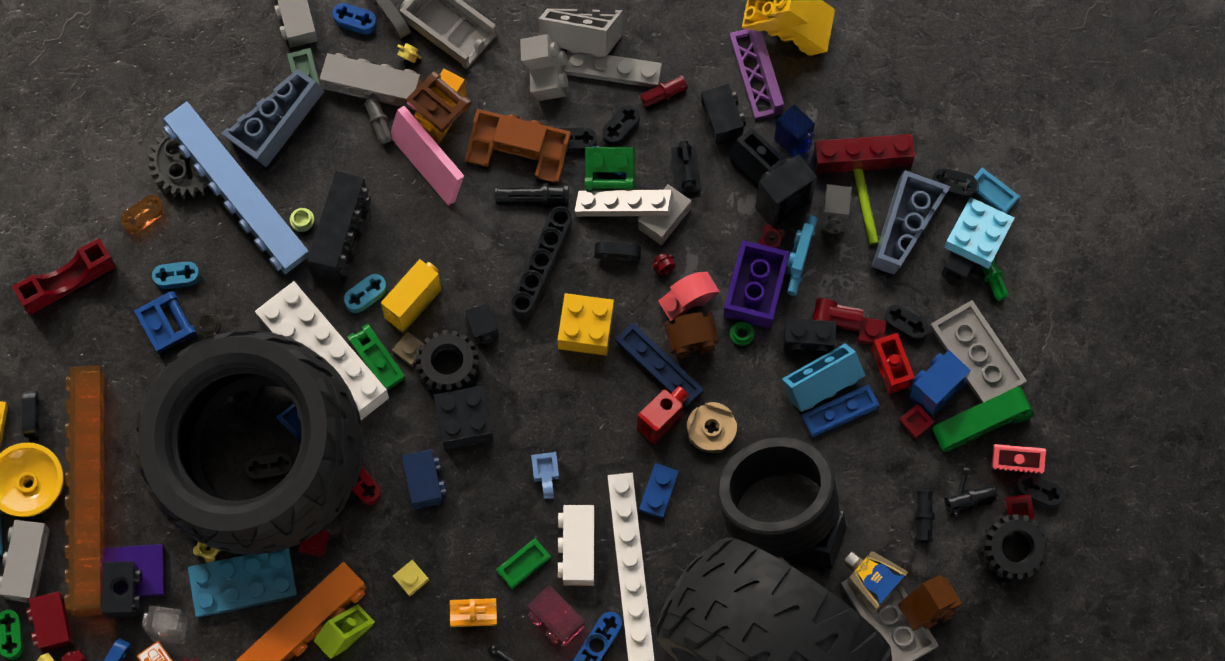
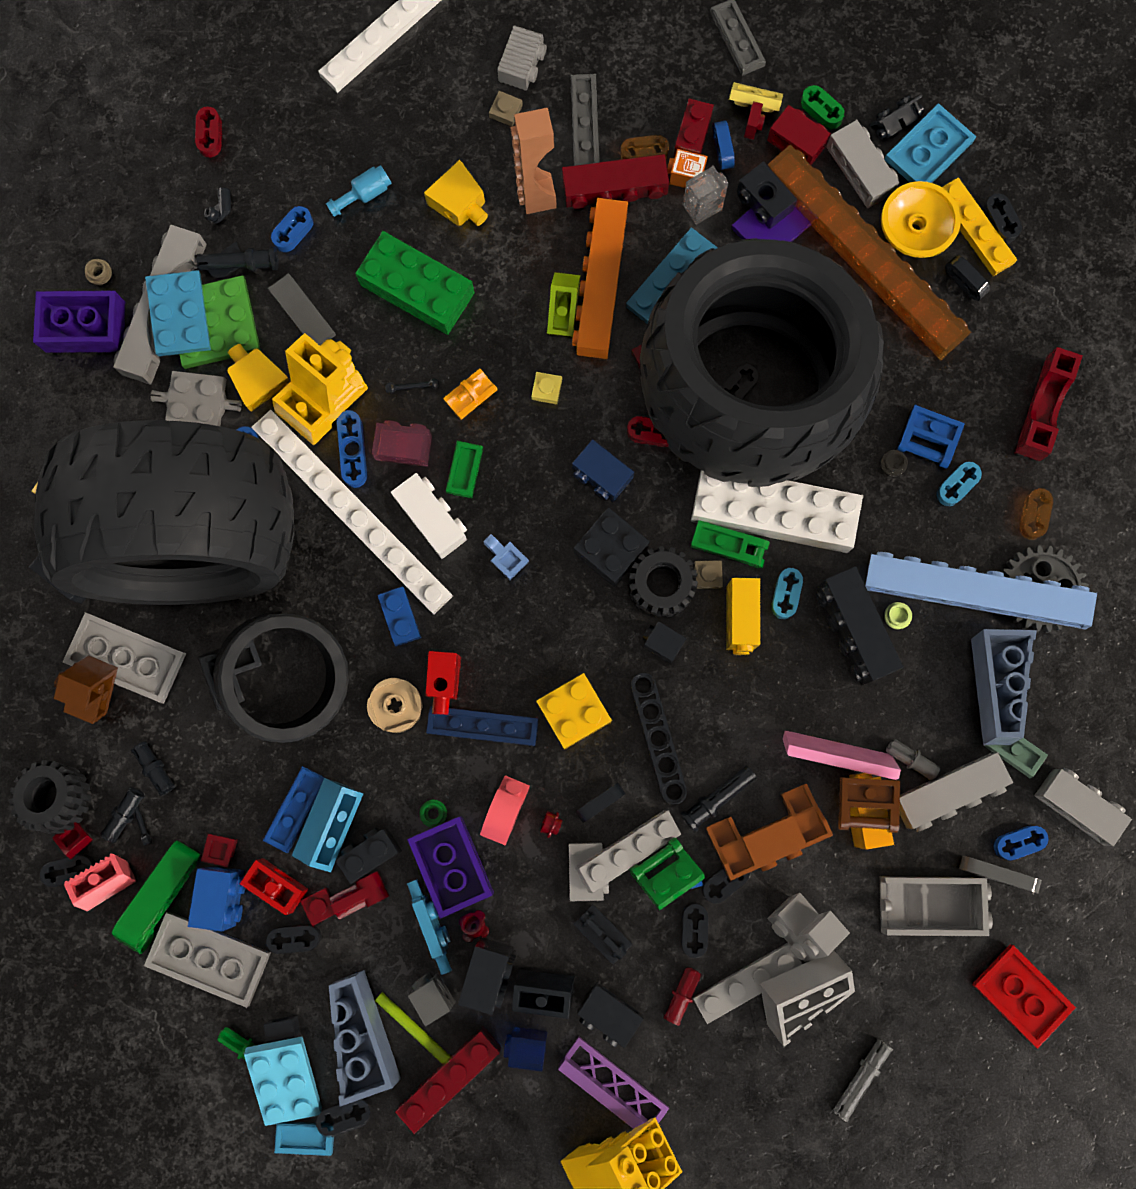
camera: 145 degrees right, 10 degrees up
(408, 52) = (942, 846): light yellow plate -> none
(691, 334) = (472, 772): reddish brown brick -> none
(873, 578) = (151, 673): torso -> none

